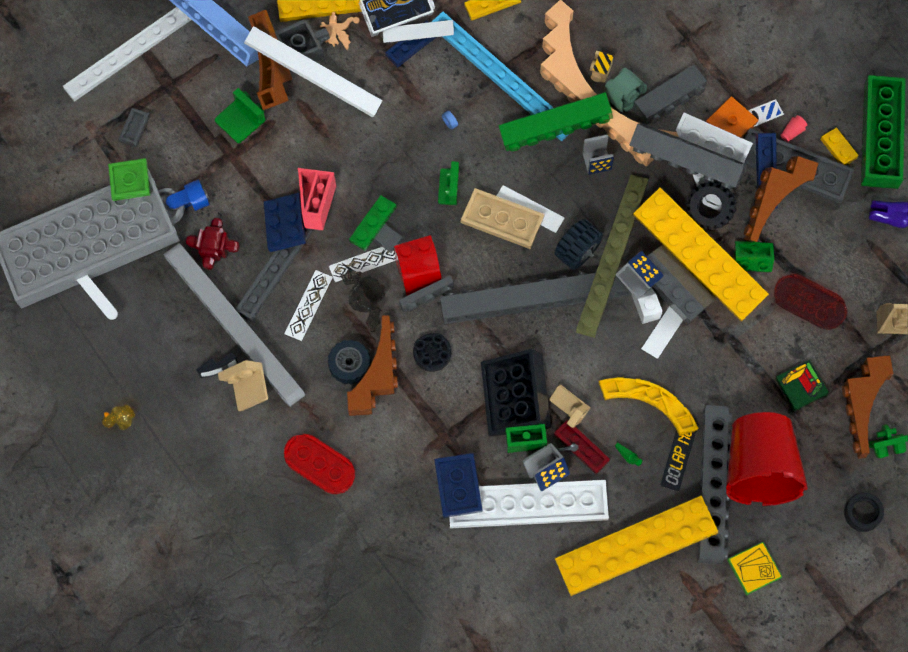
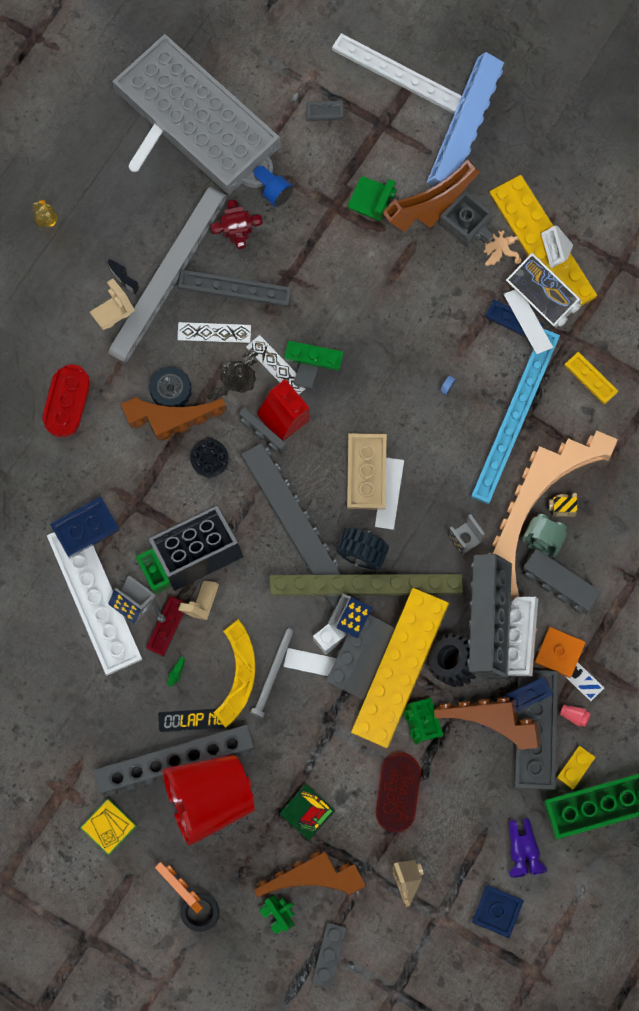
camera: 70 degrees right, 5 degrees up
(129, 179) = (261, 124): bright green tile -> none
(284, 222) = (282, 277): dark blue plate -> none
(313, 71) = (439, 240): white tile -> none
(316, 196) = (315, 294): coral wedge -> none
(449, 185) = (380, 410): green bracket -> none
(556, 122) = (482, 482): green brick -> none
(636, 545) = (88, 709): yellow plate -> none
(662, 369) = (272, 674): none -> light grey bar
(837, 518) = (179, 886): none -> orange plate

